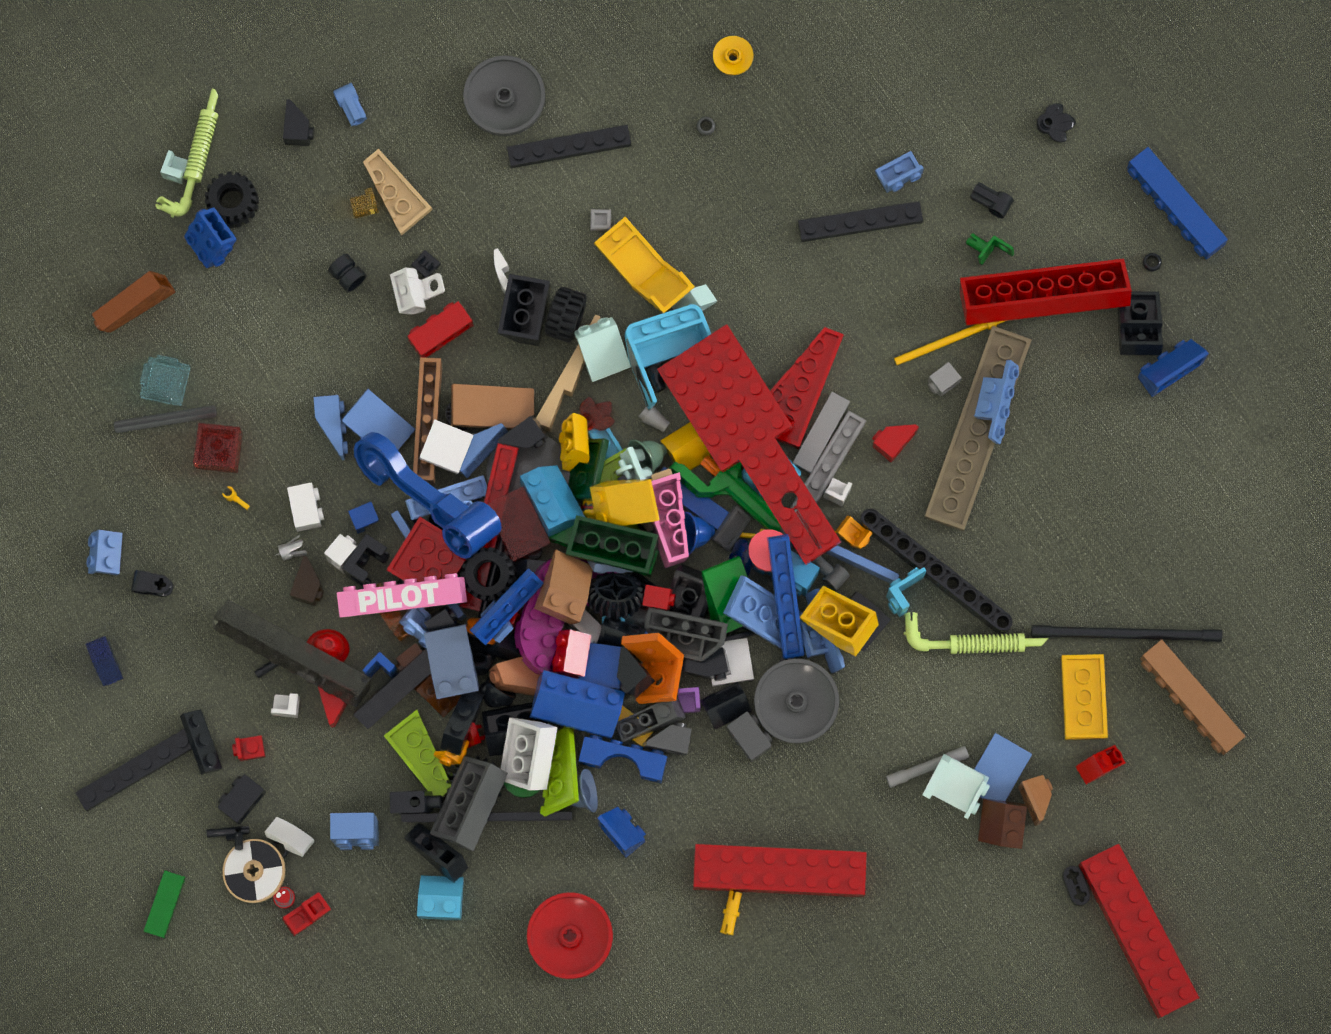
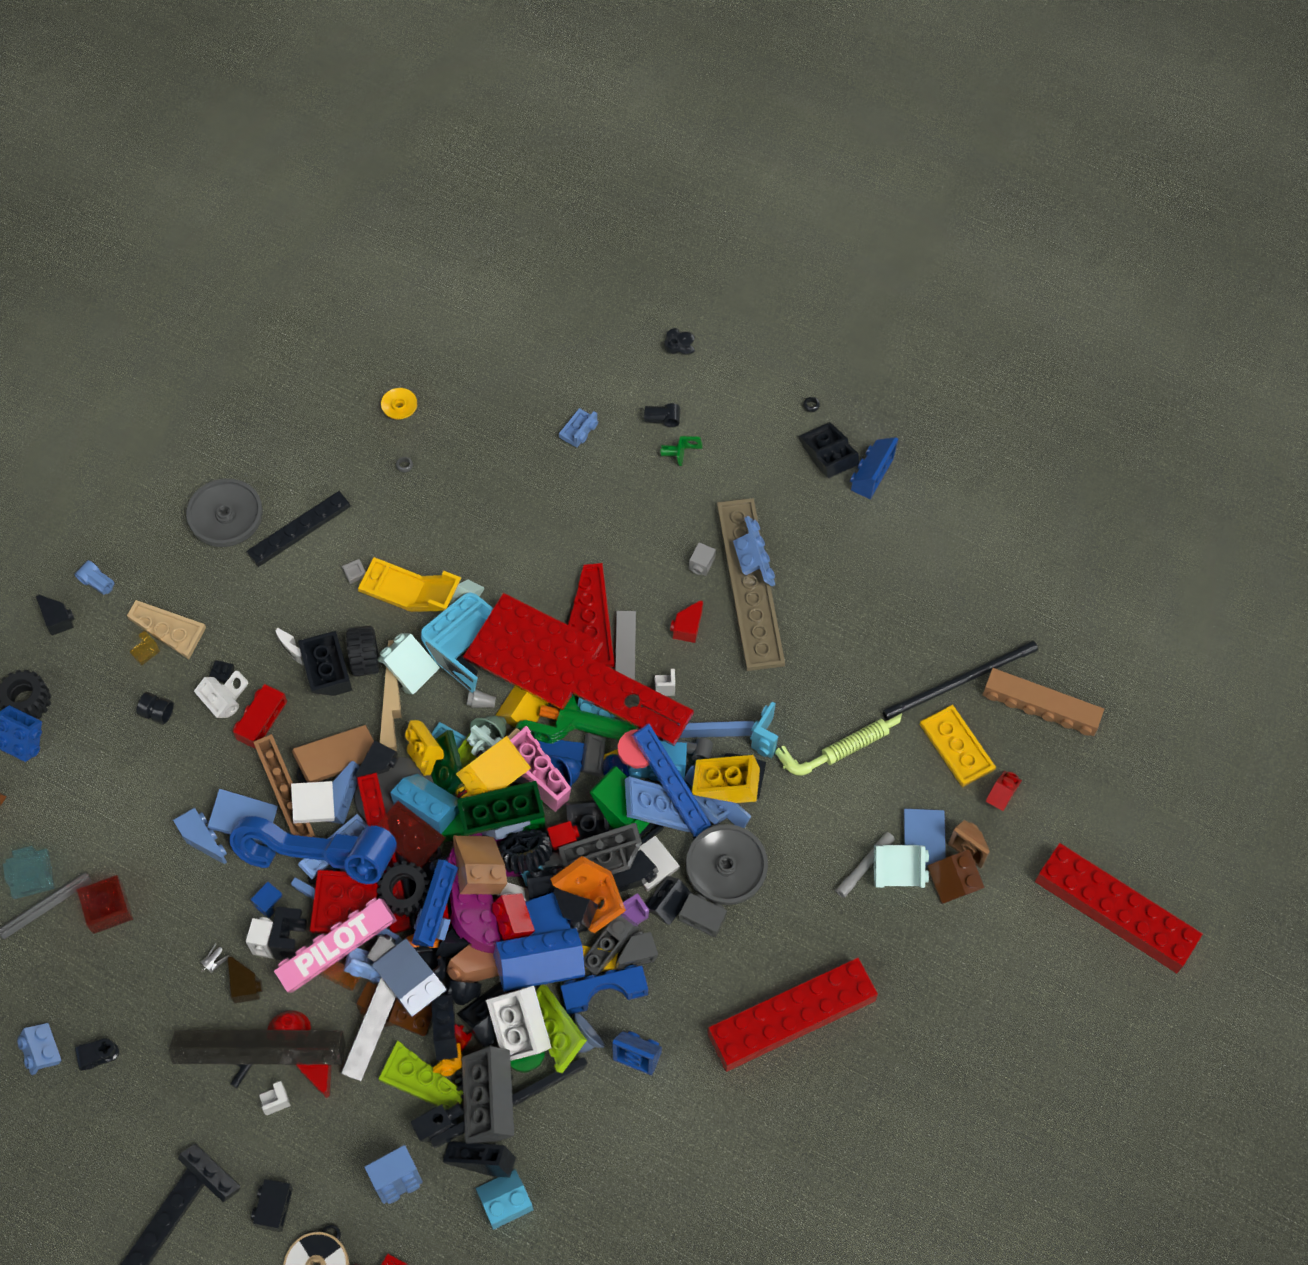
camera: 30 degrees left, 15 degrees down
(104, 660) = (81, 1145): clear blue slope -> none
(231, 834) = (278, 1243): black hose -> none
(233, 497) = (138, 941): yellow hand -> none
(249, 748) = (257, 1155): red bracket -> none
(292, 837) = (336, 1215): white slope -> none
(304, 506) = (209, 917): white brick -> none
(378, 662) = (346, 1014): blue panel -> none
(569, 935) = (640, 1169): red dish -> none
(597, 414) = (432, 718): clear red plate -> none
(731, 913) = (771, 1074): yellow pin -> none
(833, 456) = (645, 654): light grey tile -> none
(853, 533) = (701, 709): light orange bracket -> none
(860, 221) = (567, 477): black plate -> none
(944, 341) = (711, 504): yellow bar -> none
(946, 572) = (790, 702): black beam -> none
(1045, 291) = (743, 457): red brick -> none
(1071, 888) = (1044, 898): black beam -> none
(1176, 203) = (805, 354): blue brick -> none

